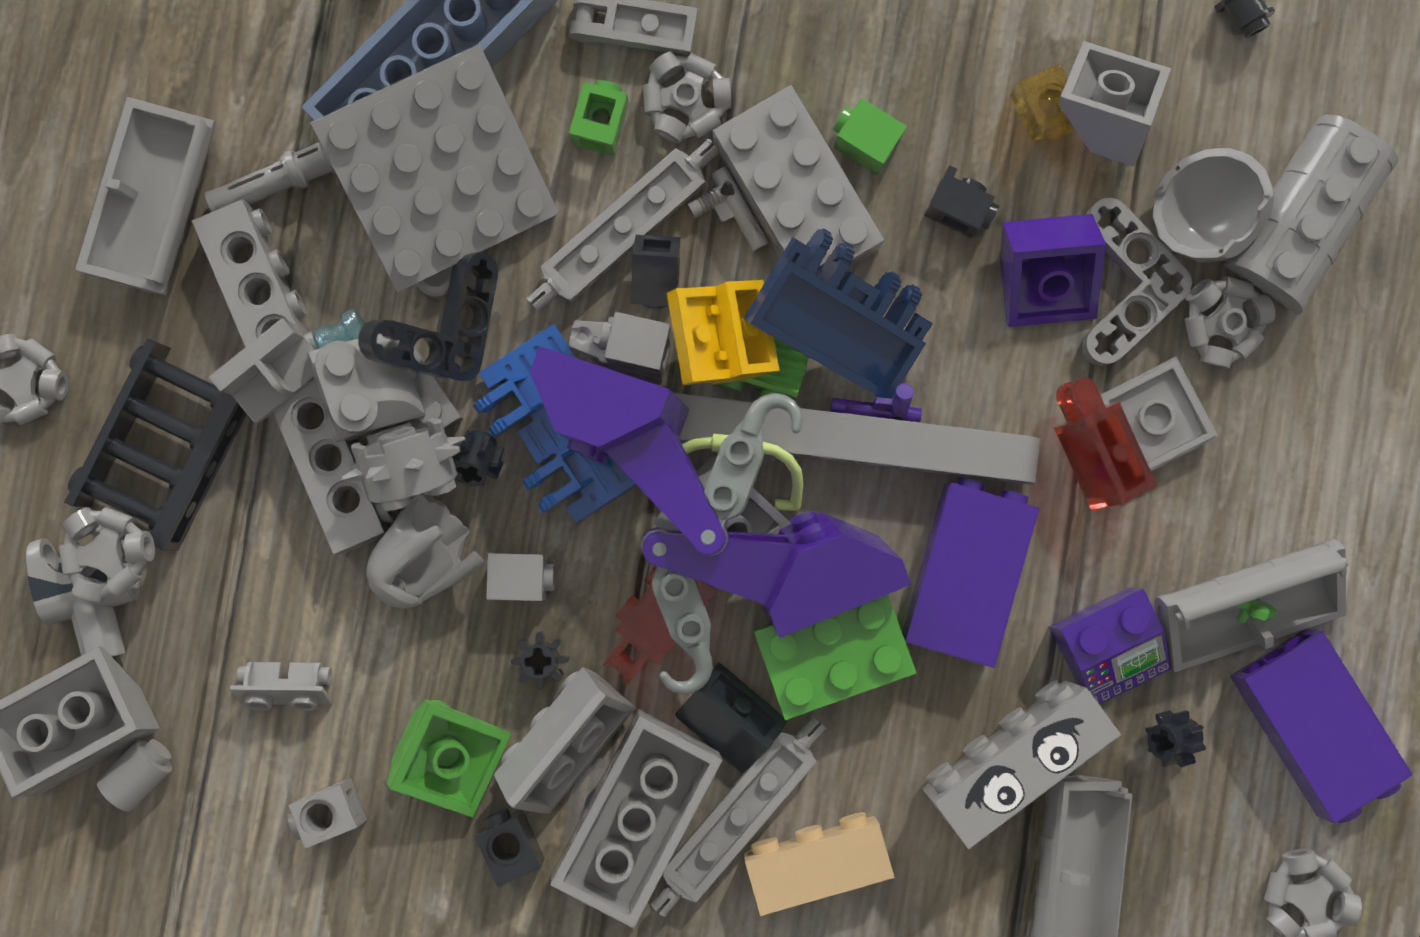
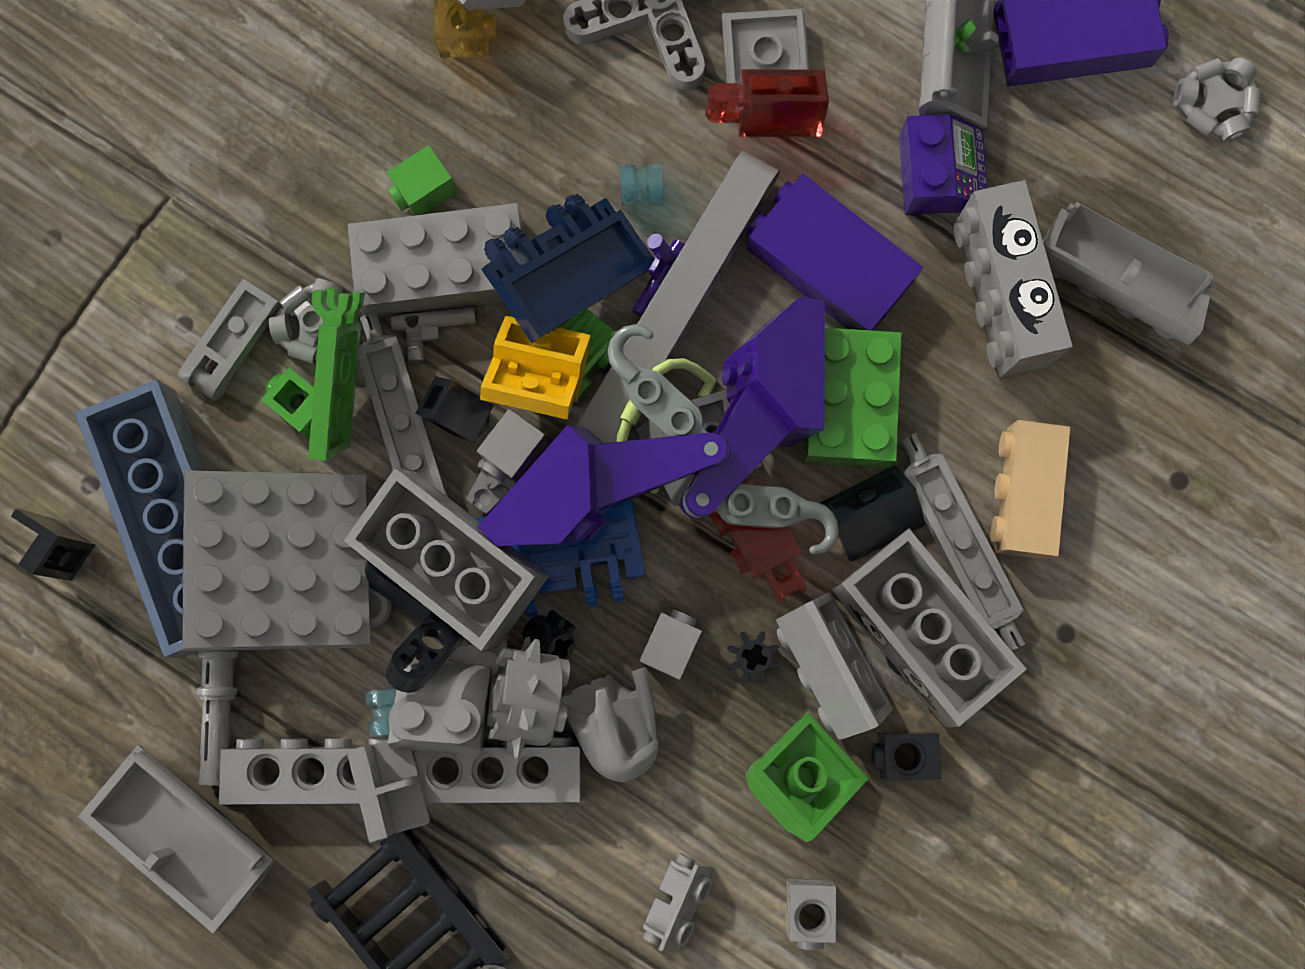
camera: 65 degrees left, 5 degrees down
(501, 316) = (445, 559): none -> light grey brick
(637, 140) = (335, 371): none -> bright green tile
(962, 204) = (515, 132): black brick -> none
(962, 353) = (642, 184): none -> clear light blue wheel
(1051, 269) = (604, 82): dark purple slope -> none
(1175, 738) = (1037, 150): black gear -> none

